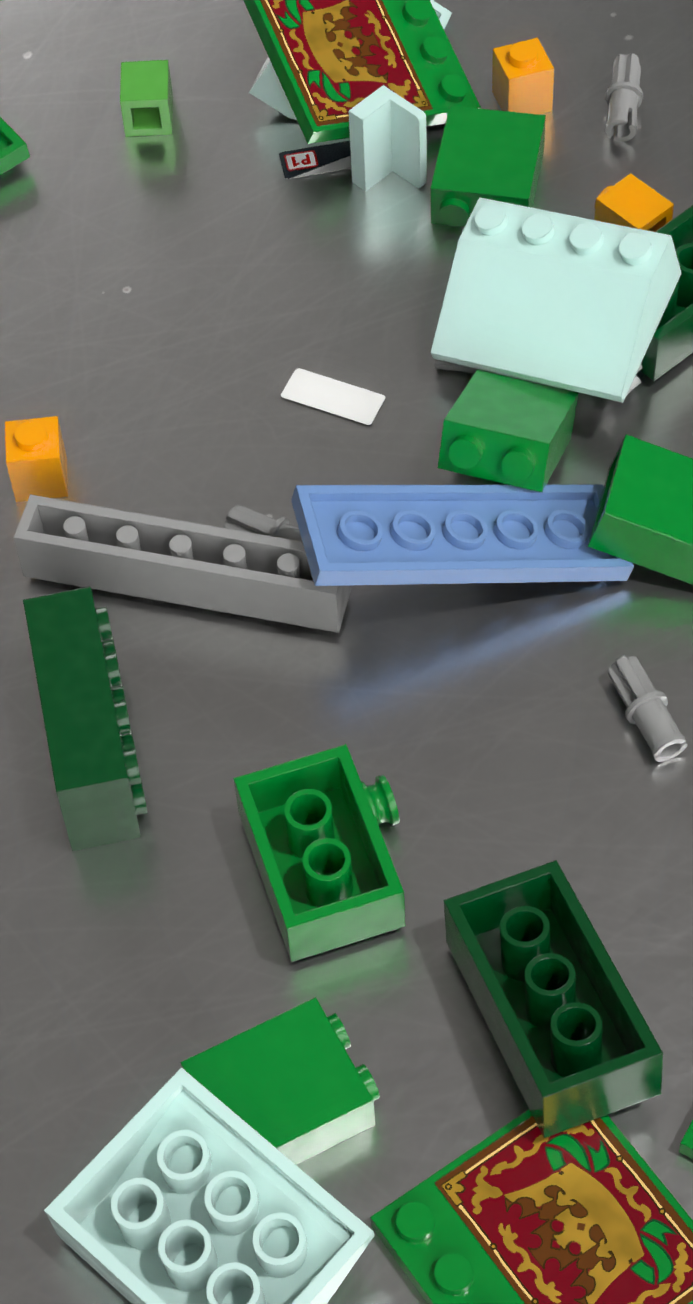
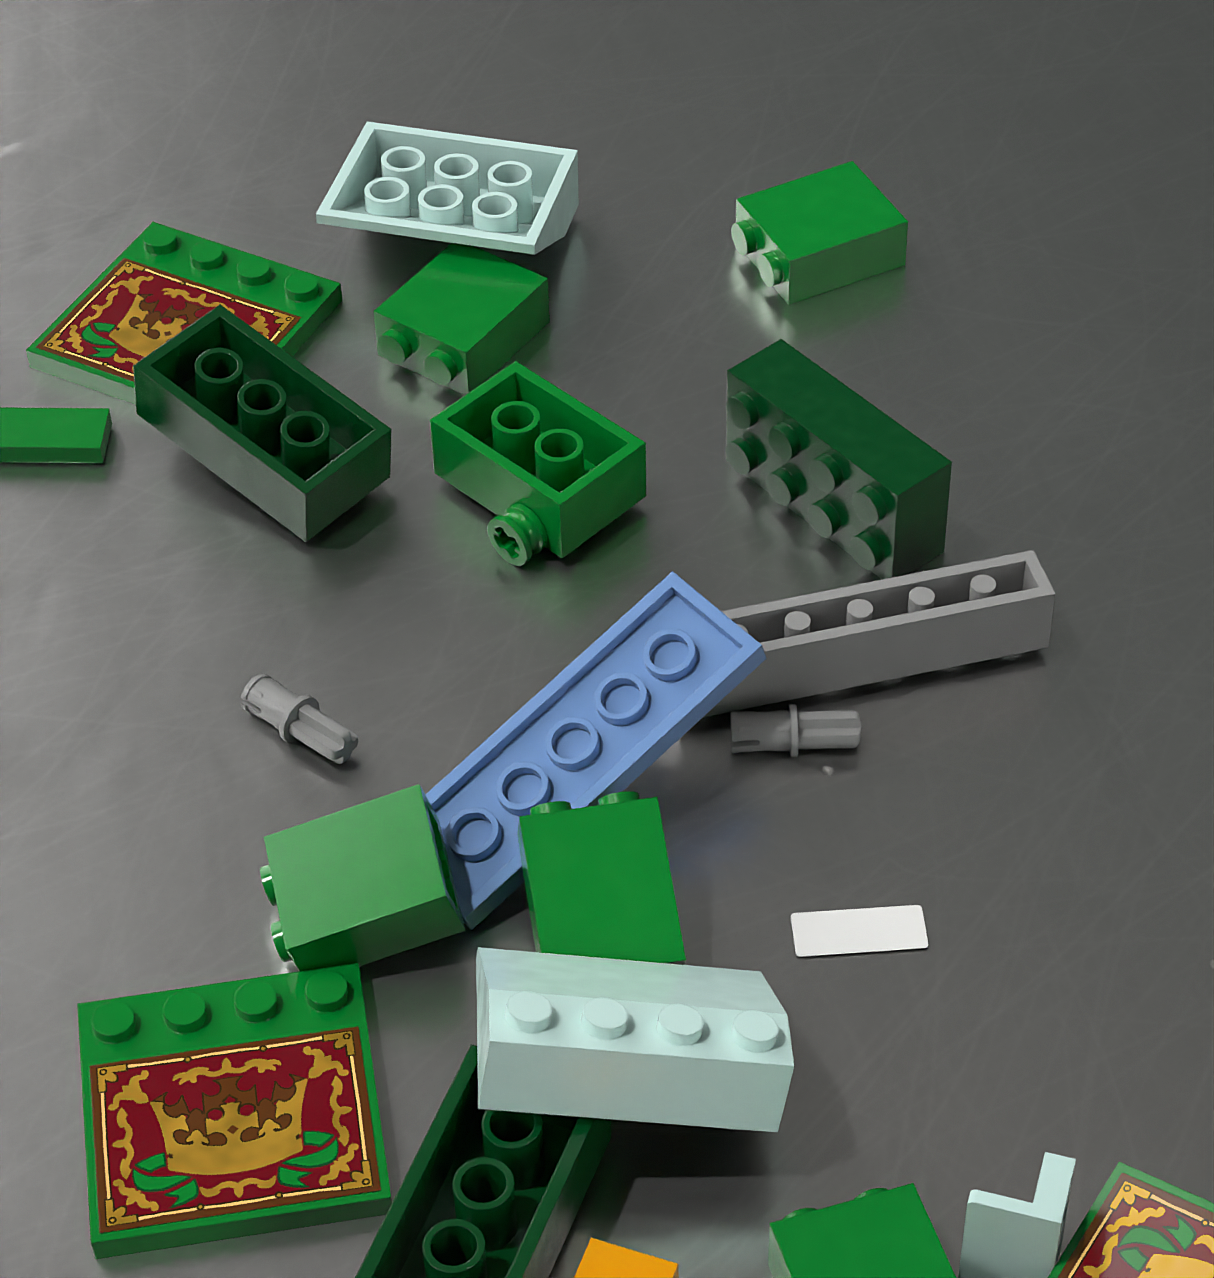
camera: 150 degrees right, 10 degrees down
(36, 458) = (1110, 686): light orange brick -> none

